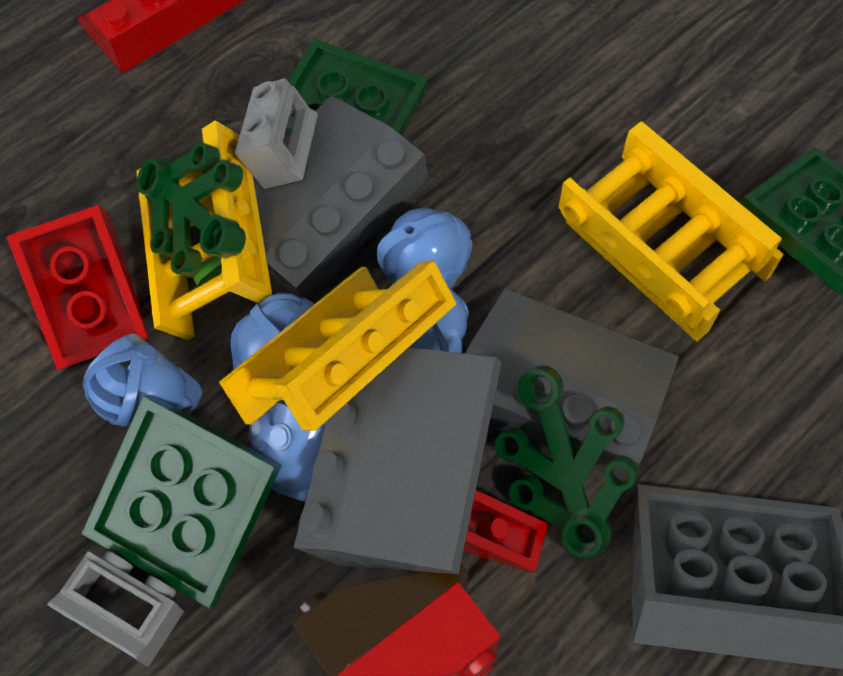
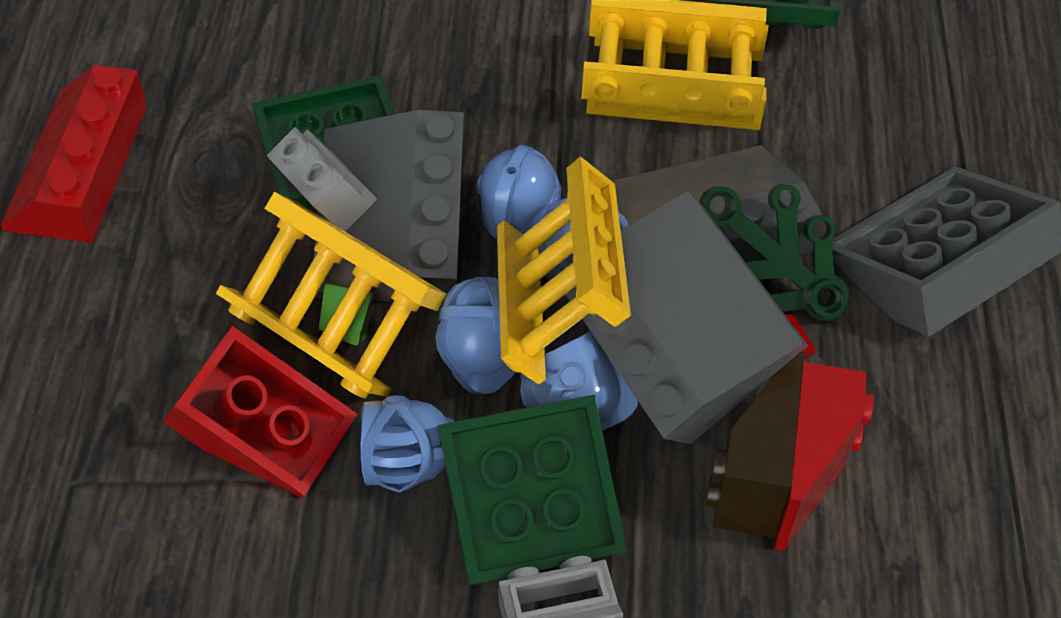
camera: 45 degrees left, 10 degrees down
(161, 185) = (312, 271): dark green plant -> none

